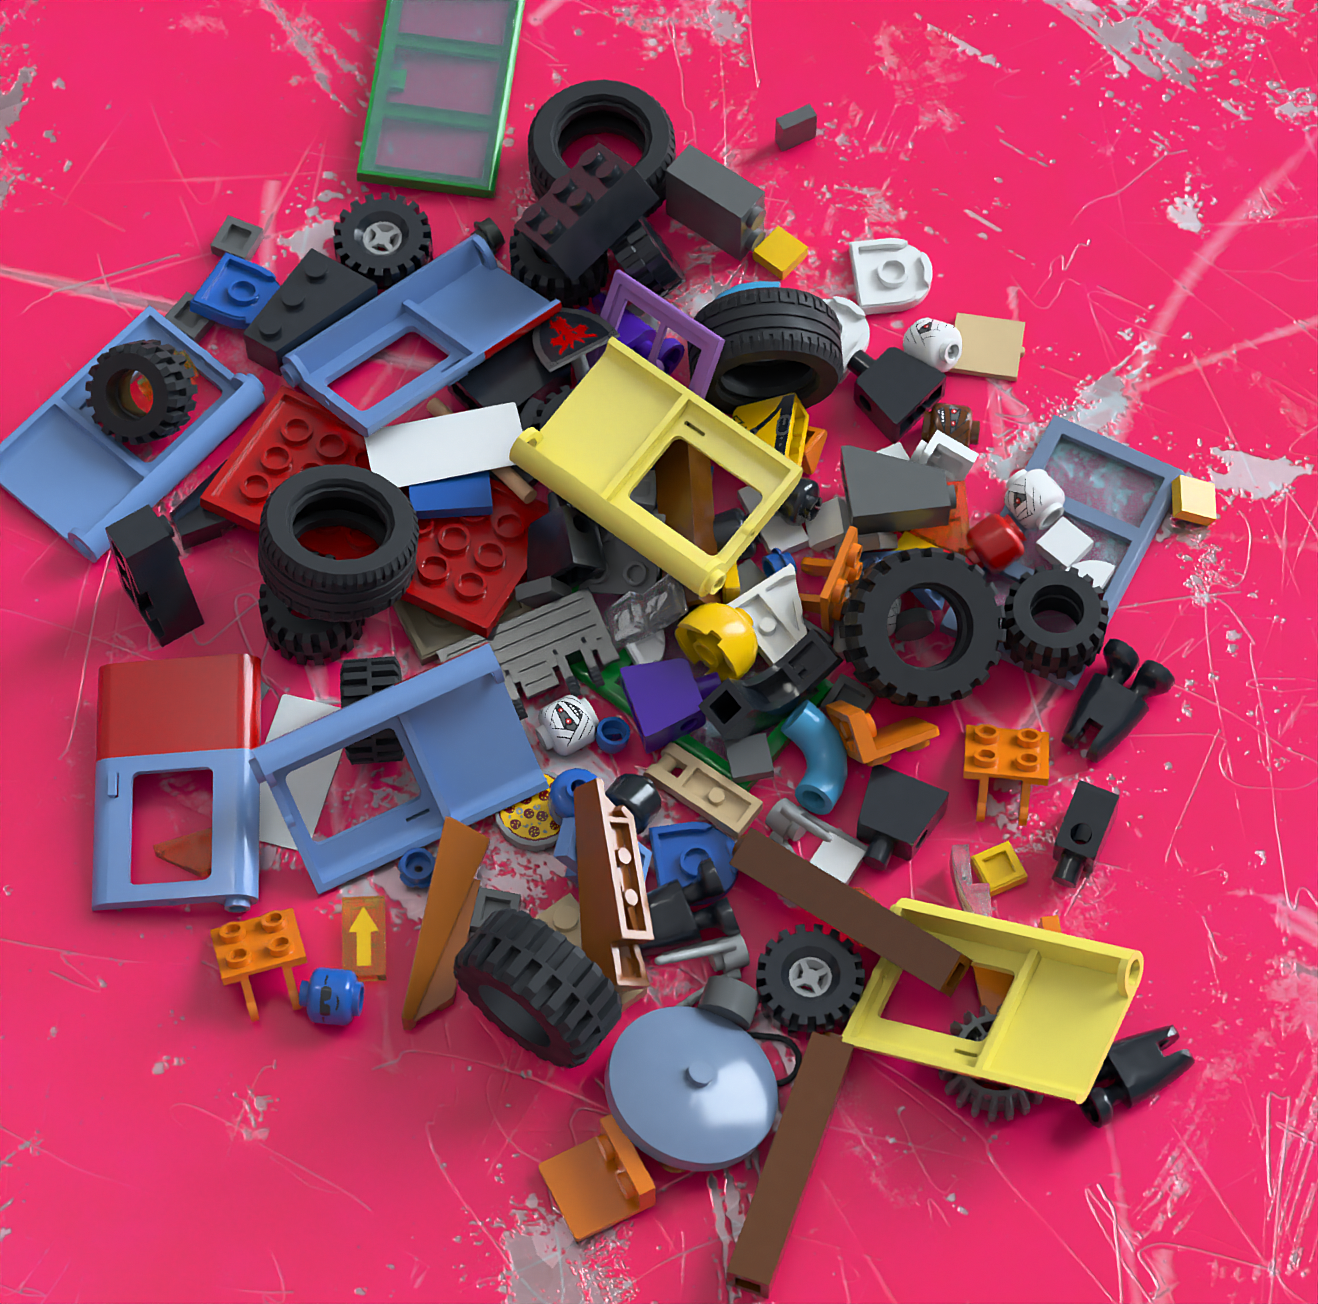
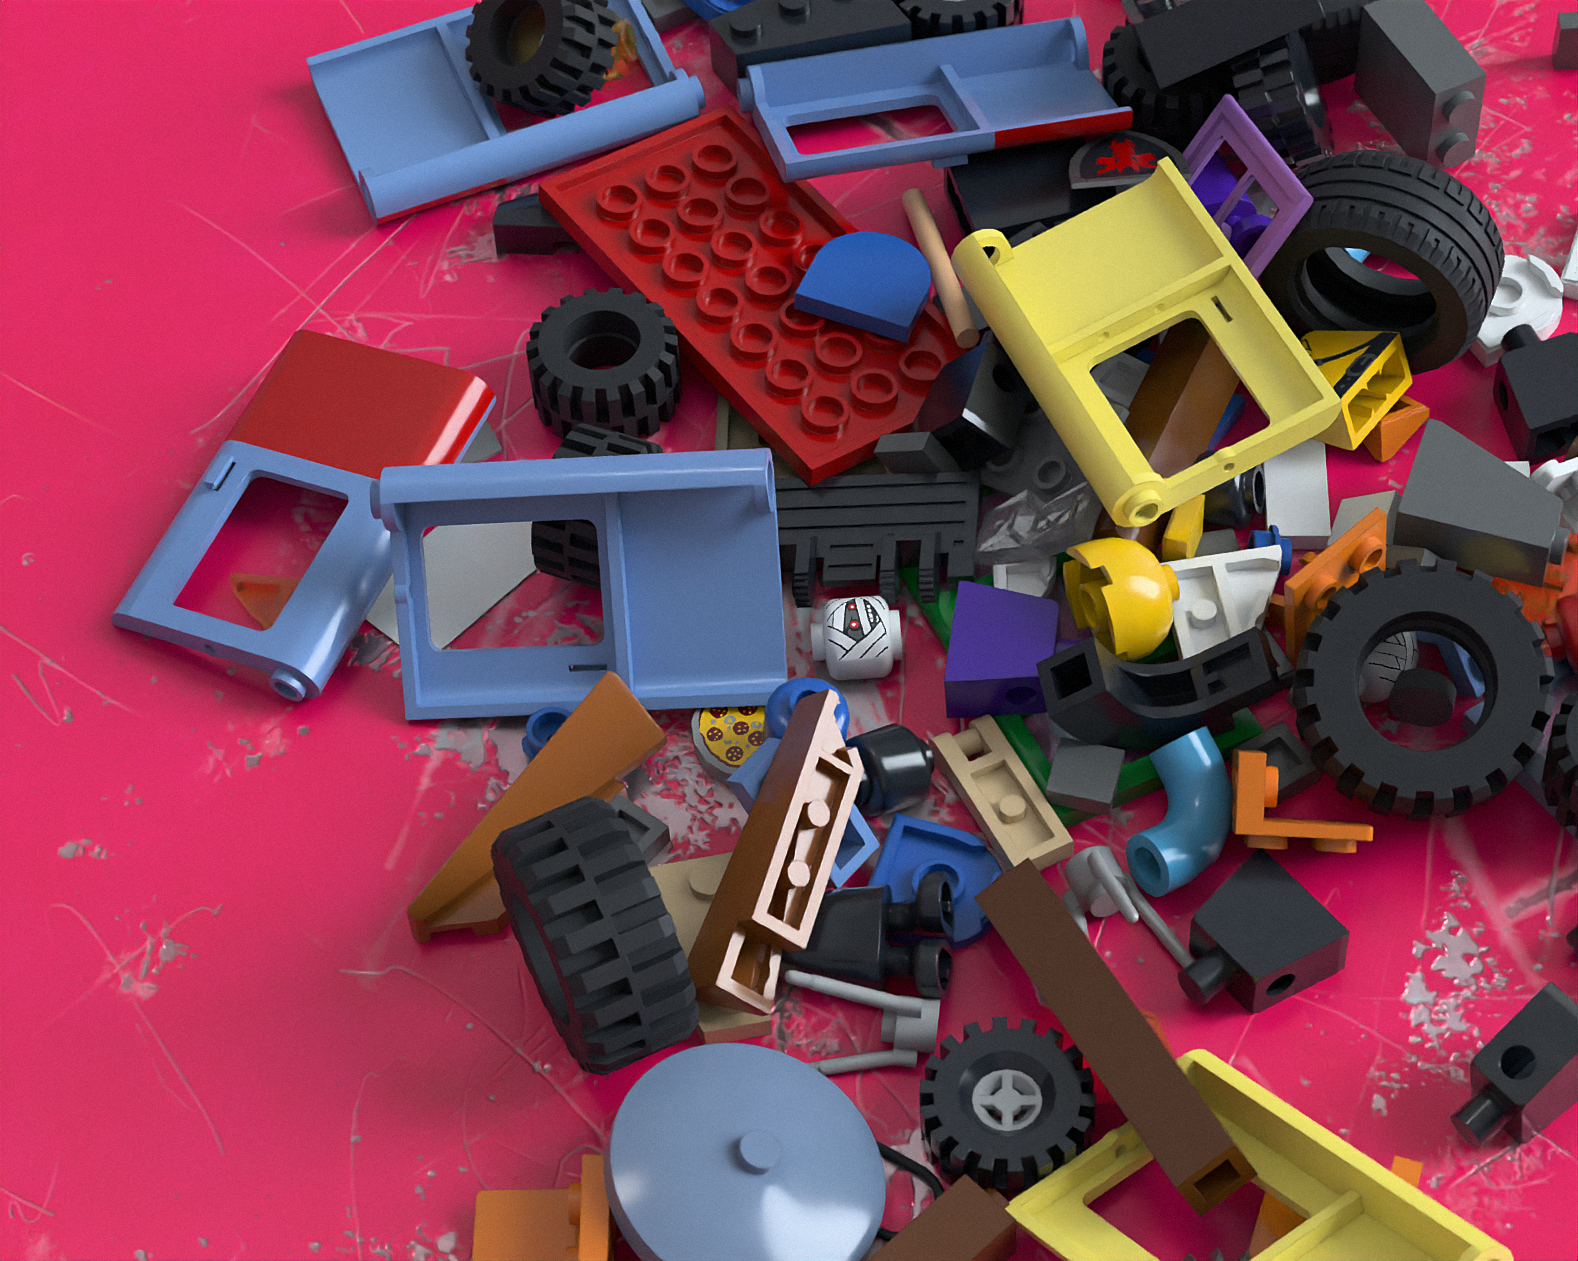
camera: 30 degrees right, 10 degrees down
(153, 574) = (422, 242): black wedge -> none
(259, 946) = (277, 742): orange plate -> none
(332, 996) = (335, 847): blue head -> none
(348, 499) = (654, 333): black tyre -> none
(364, 937) = (428, 798): tile -> none
(445, 445) = (876, 233): white sticker -> none
(490, 233) = (1098, 27): pearl dark grey plate -> none
(609, 731) = (912, 674): blue hinge -> none
(730, 1000) = (874, 1084): dark grey piece -> none
(780, 253) = (1489, 178): yellow tile -> none
(801, 503) = (1330, 468): black piece -> none
(838, 858) = (1144, 964): white tile -> none
(971, 897) = (1317, 1092): clear slope -> none
(999, 868) = (1378, 1078): yellow tile -> none
(1006, 755) = (1469, 918): orange plate -> none

